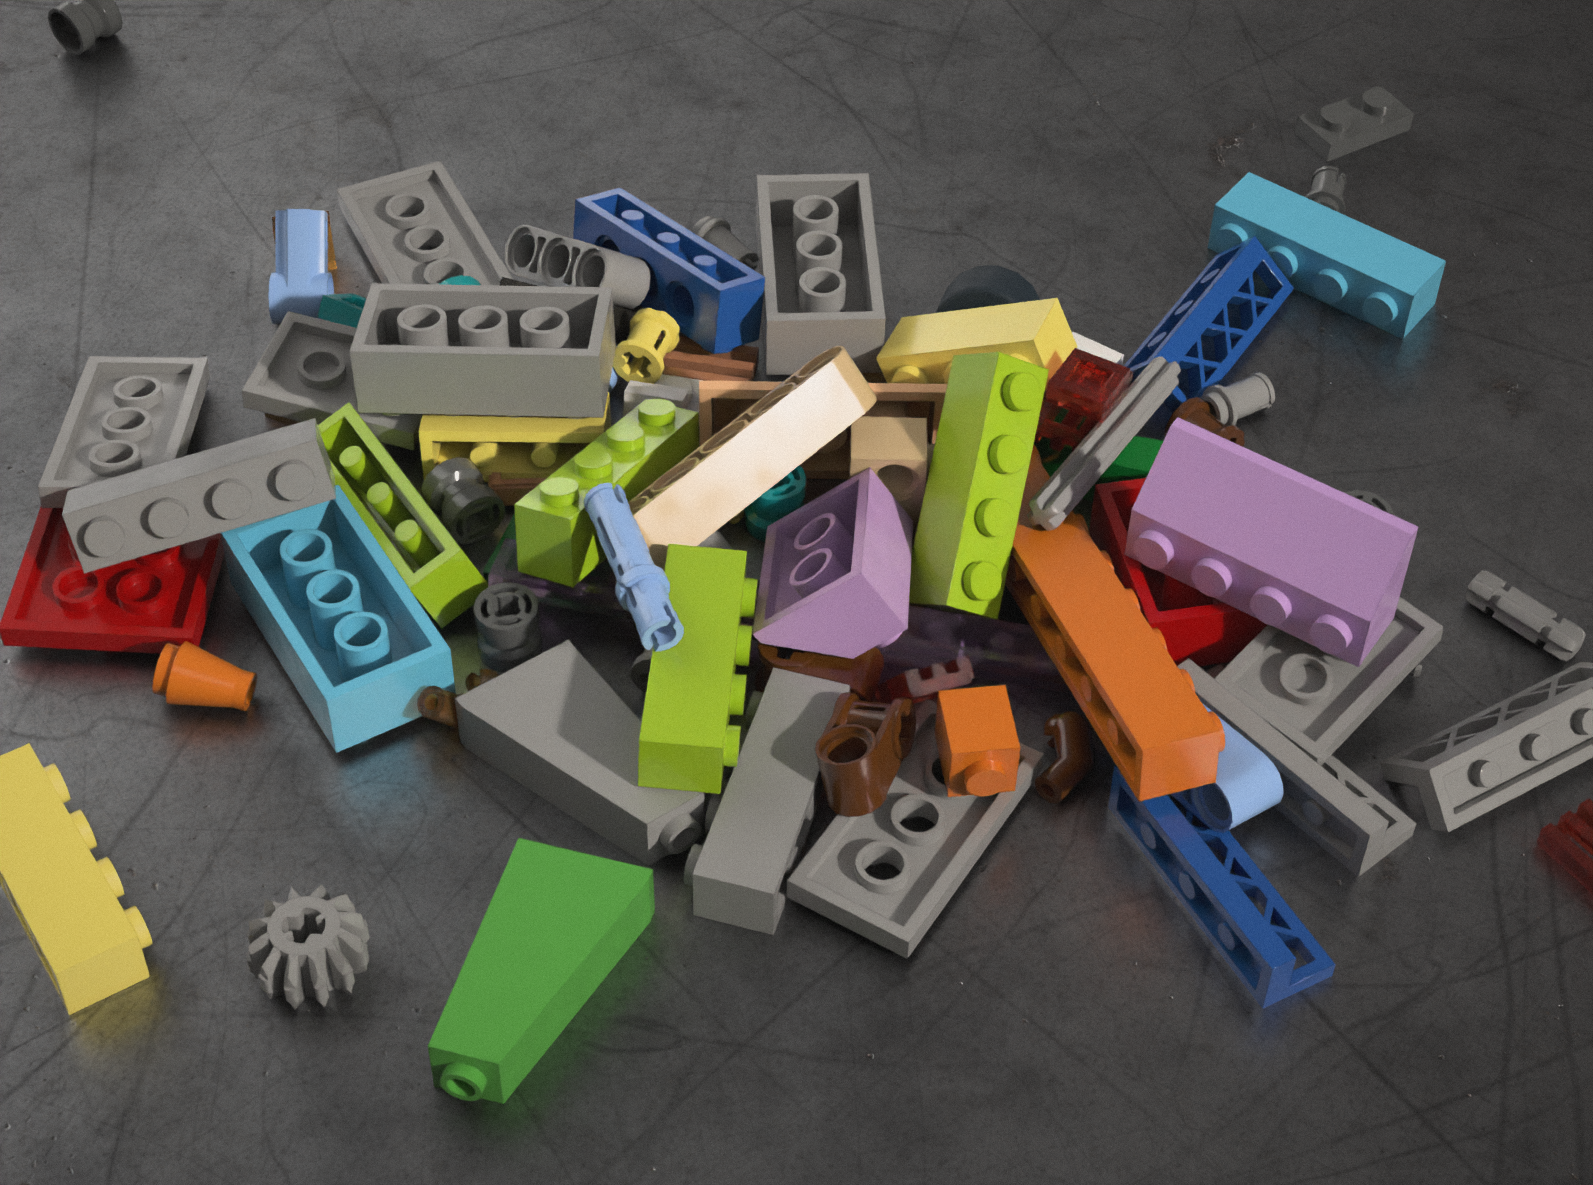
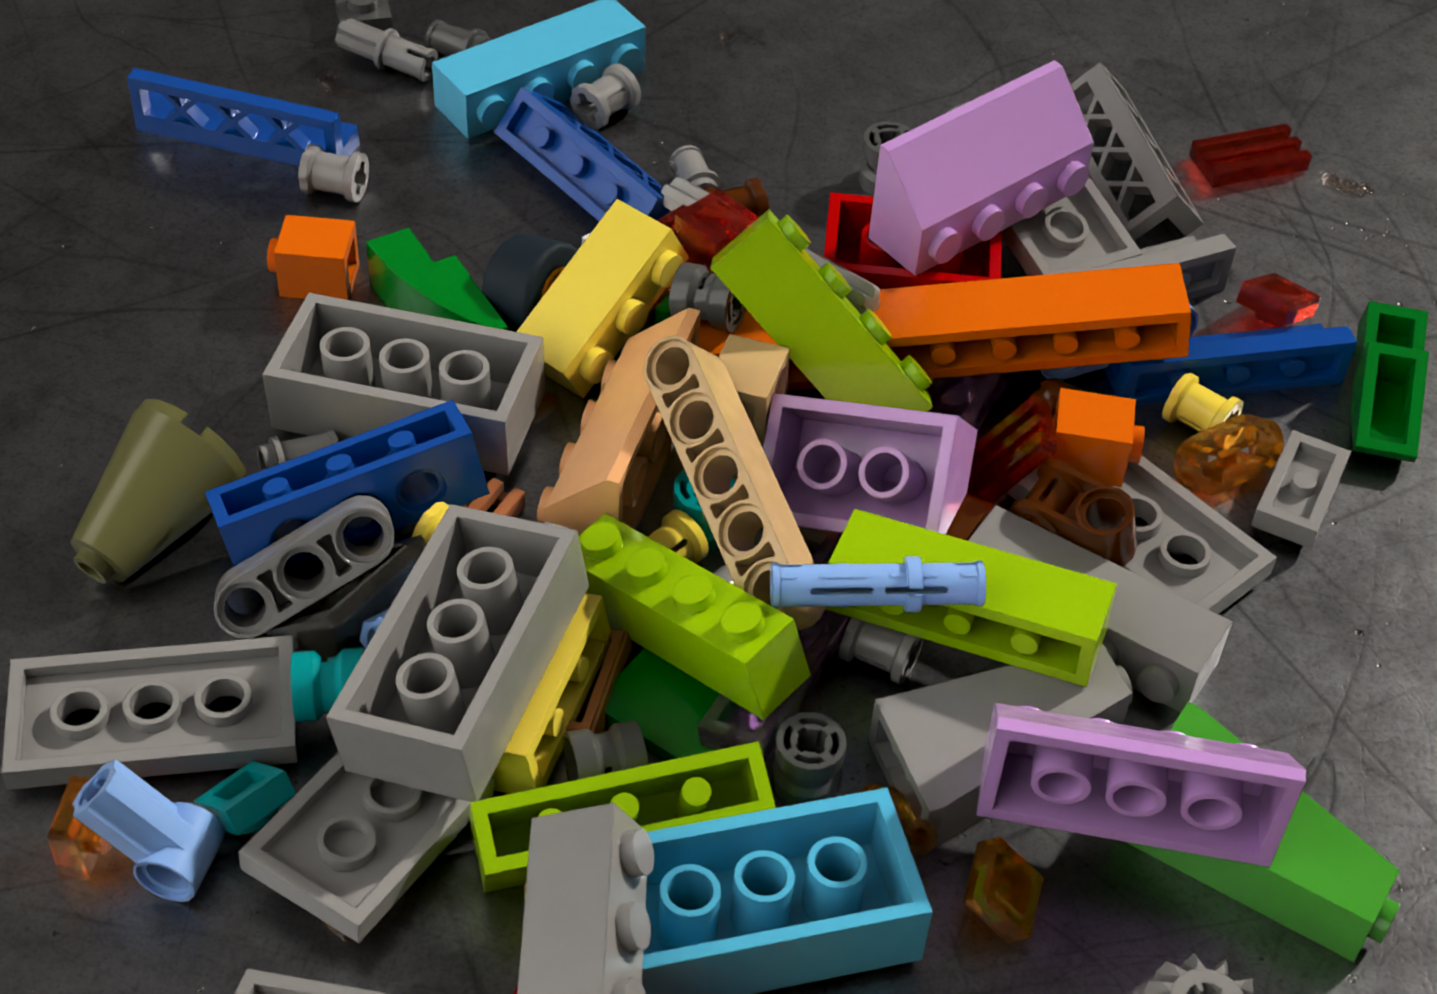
camera: 75 degrees left, 0 degrees up
(411, 784) = (1003, 890): none -> clear orange plate
(503, 805) = (1137, 784): none -> lavender slope
(646, 159) = (150, 491): none -> olive cone
(959, 189) = (314, 257): none -> orange brick
(966, 240) = (412, 282): none -> green slope
(1038, 965) = (1301, 489): none -> light grey plate
(1048, 893) = (1225, 443): none -> clear orange beam
(1081, 176) = (333, 173): none -> light grey bush
(1110, 866) = (1198, 405): none -> light yellow bush
(1117, 104) = (235, 119): none -> blue fence
(1255, 1033) = (1389, 381): none -> green slope
(1282, 151) = (386, 48): none -> light grey axle
(1294, 313) = (606, 96): none -> light grey bush
(1340, 909) = (1277, 300): none -> clear red plate

